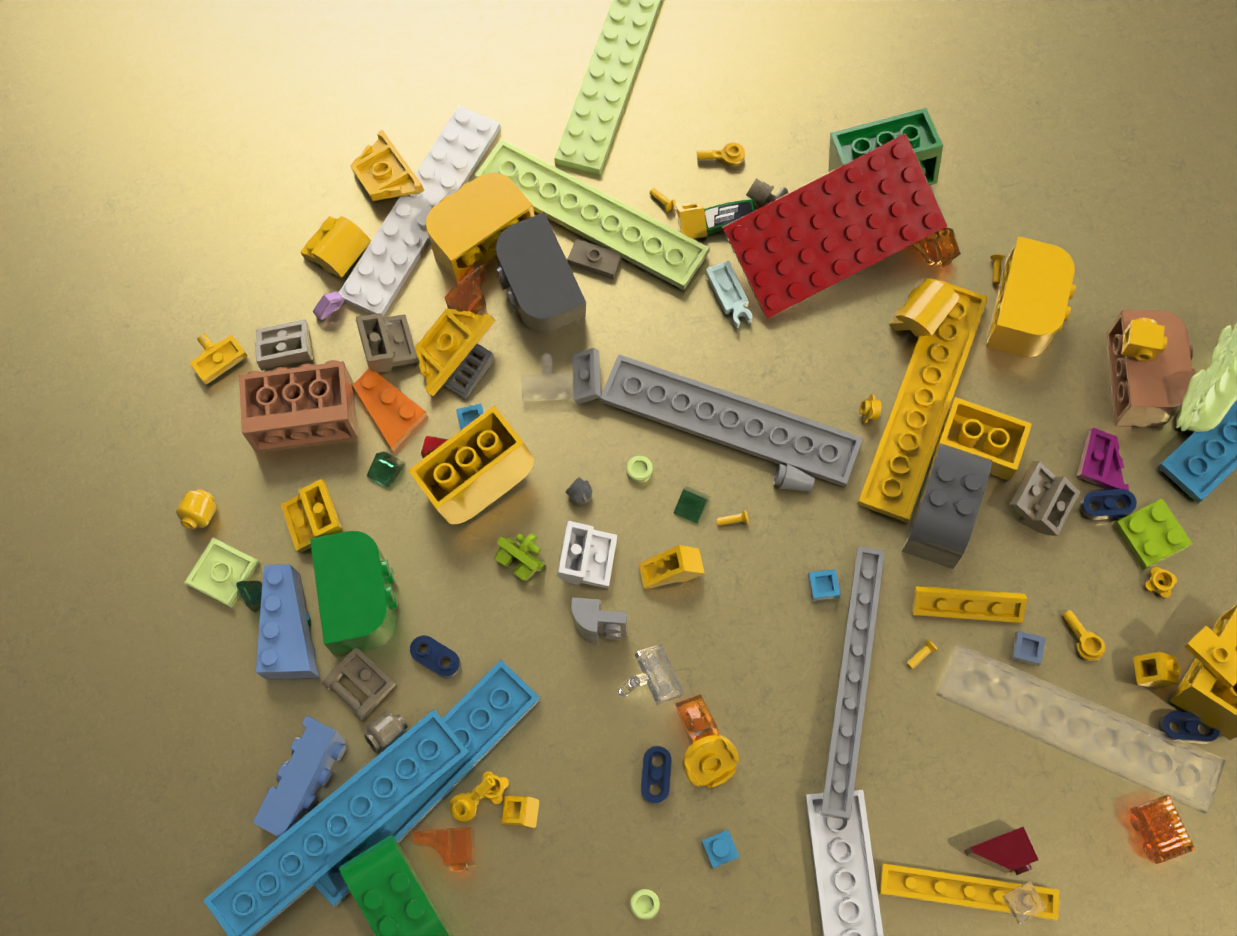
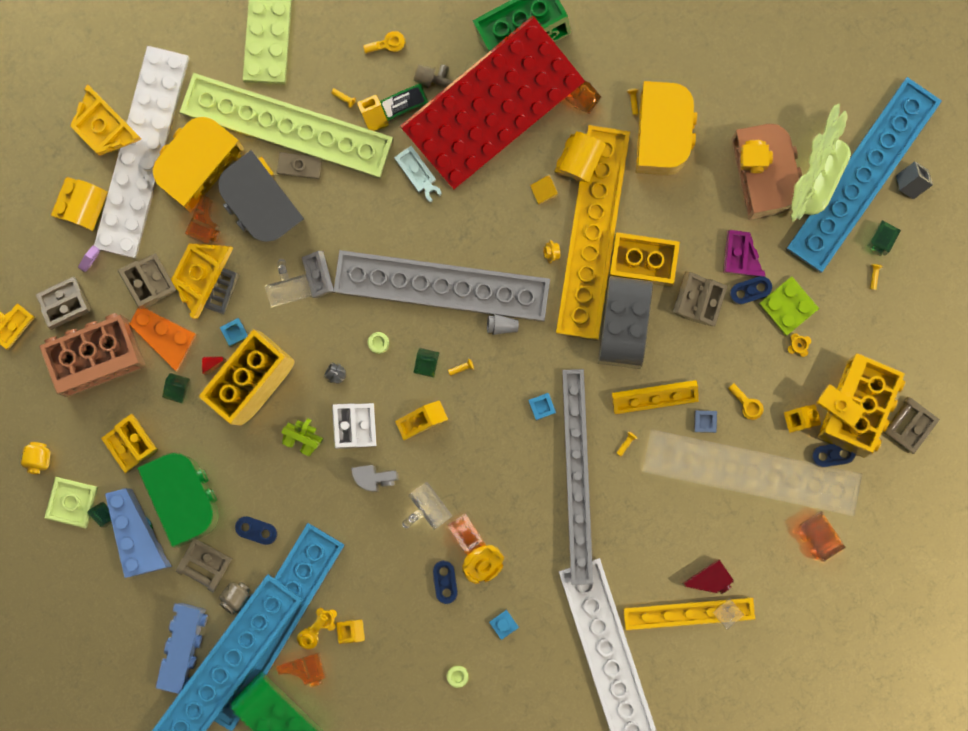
camera: 10 degrees left, 15 degrees up
(874, 340) = (544, 190): none -> yellow slope

